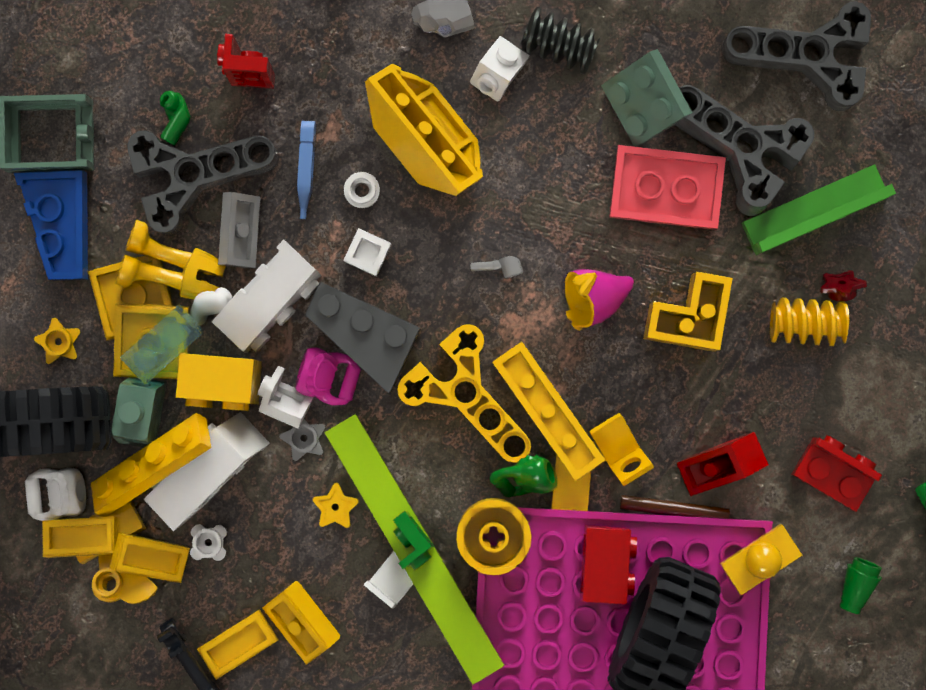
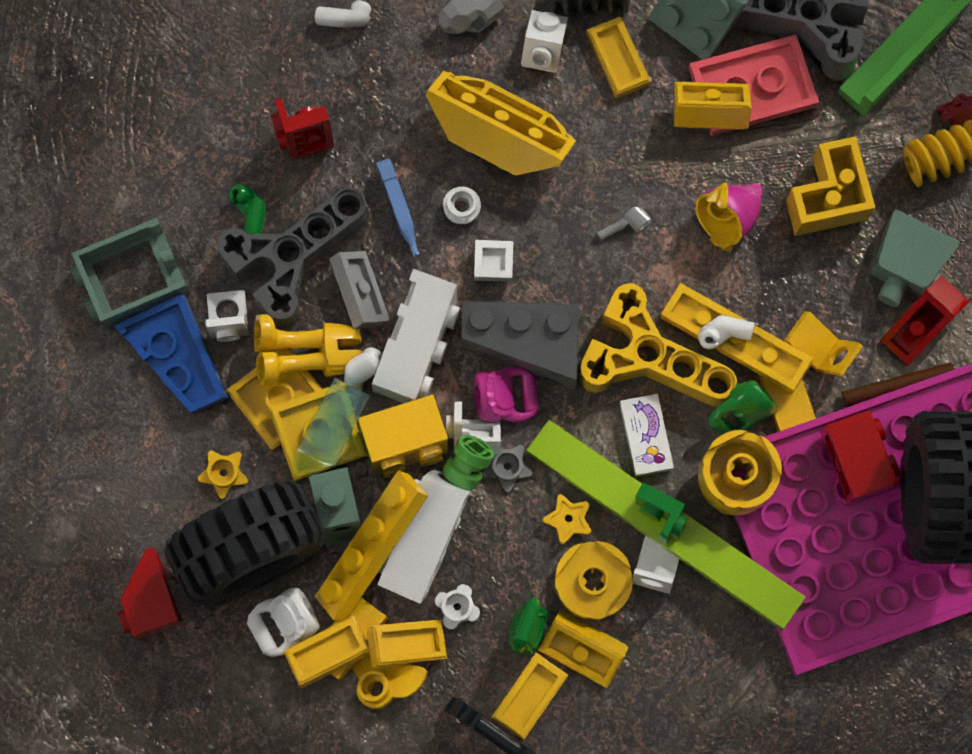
camera: 30 degrees left, 10 degrees down
(113, 218) = (227, 328): none -> white bracket
(258, 587) = (527, 627): none -> green piece
(264, 426) = (469, 459): none -> bright green wheel
(313, 564) = (615, 577): none -> yellow plate
(434, 462) = (646, 435): none -> white tile
(538, 400) = (723, 328): none -> white arm
(559, 110) = (618, 57): none -> yellow tile
(620, 192) = (712, 105): none -> yellow slope
(734, 403) = (909, 257): none -> sand green torso

